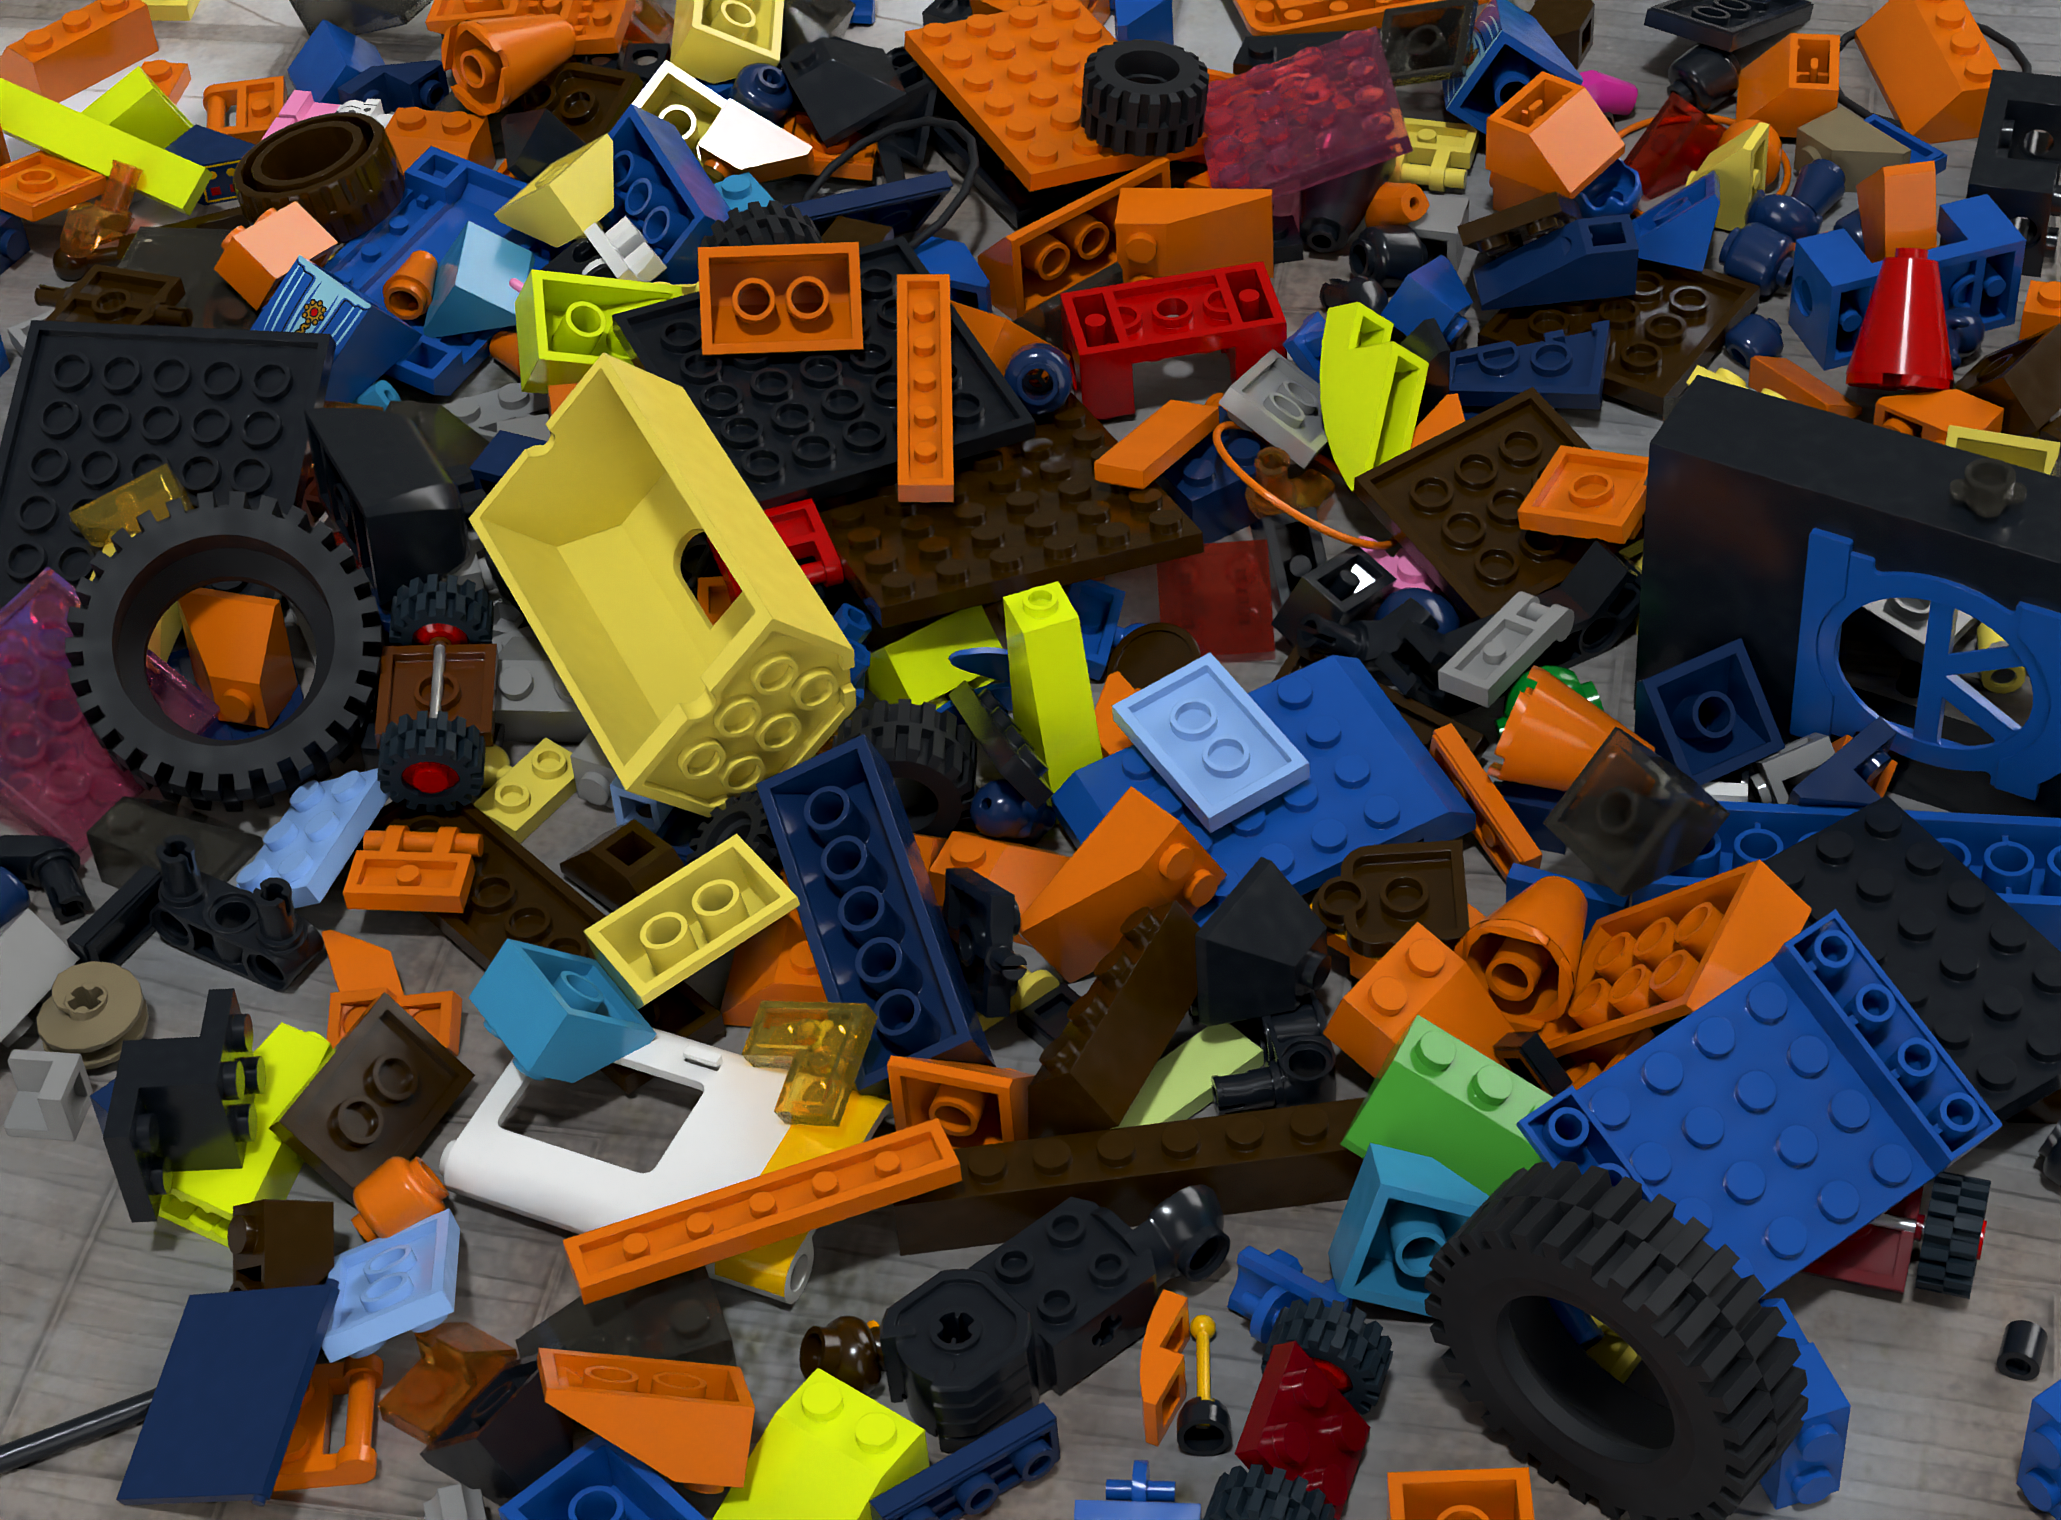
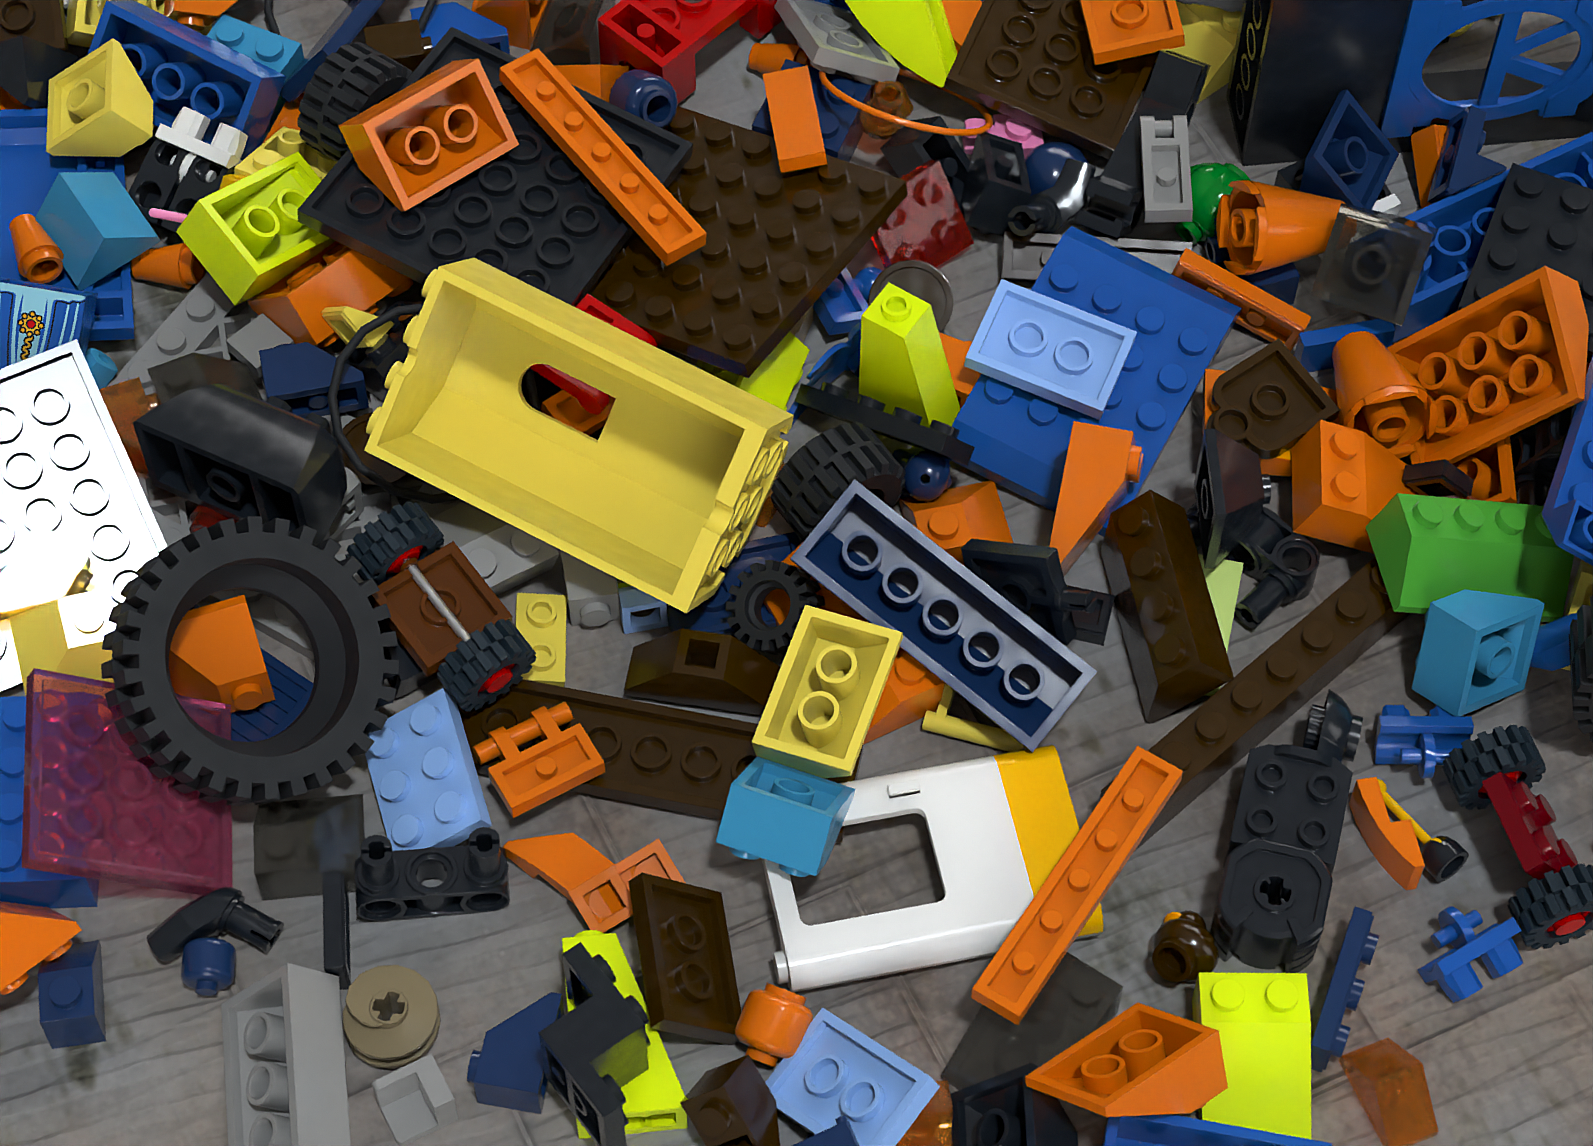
camera: 40 degrees left, 15 degrees up
(819, 1047) = (997, 731): clear yellow plate -> none
(969, 1099) = (1109, 719): orange slope -> none
(1791, 763) = (1414, 157): light grey bracket -> none

